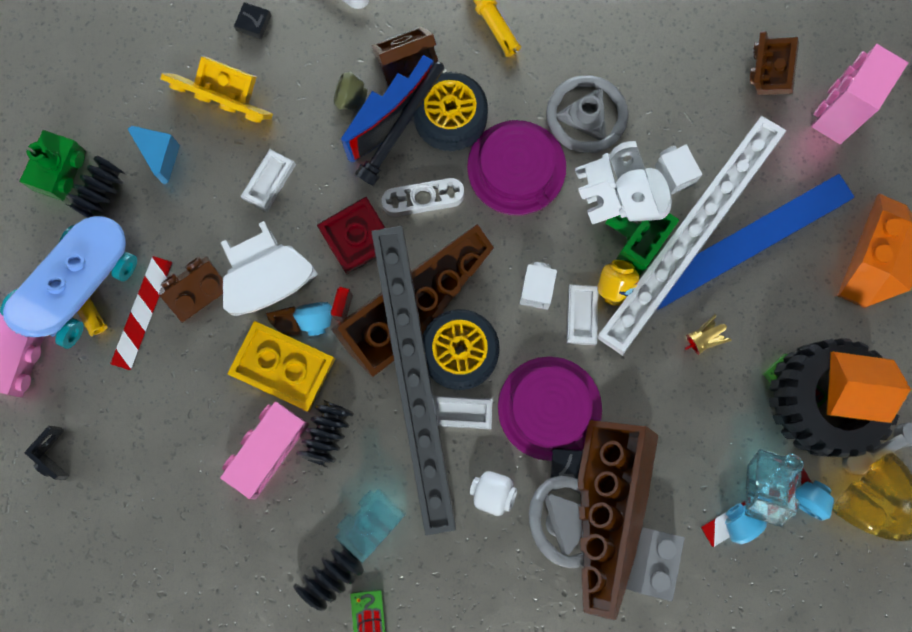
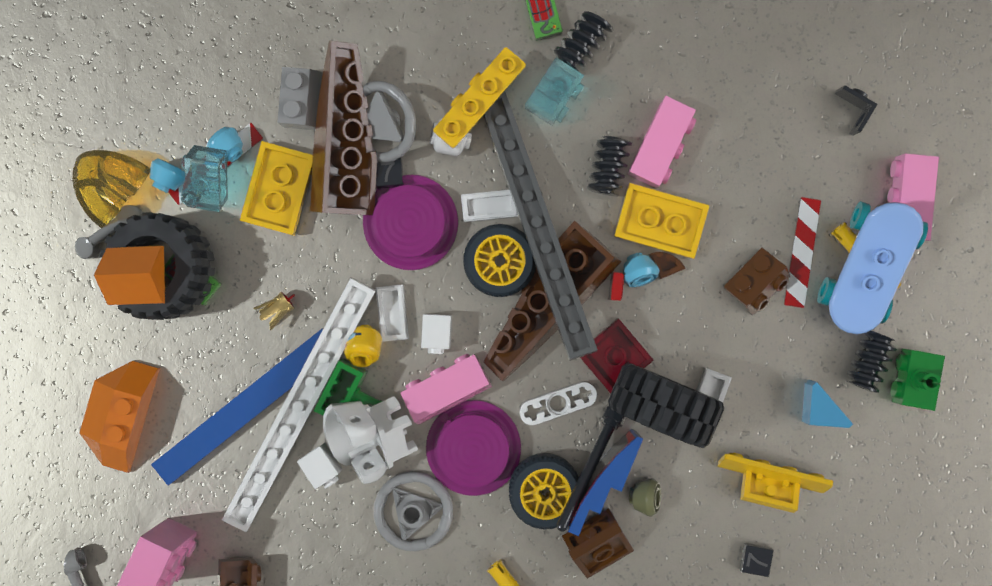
camera: 165 degrees right, 10 degrees up
(262, 273) = (693, 300): white piece -> none
(311, 167) = (665, 405): none -> black tyre
(454, 529) = (482, 94): none -> yellow bracket
(537, 226) = (445, 388): none -> bright pink brick
(691, 466) = (277, 188): none -> yellow plate

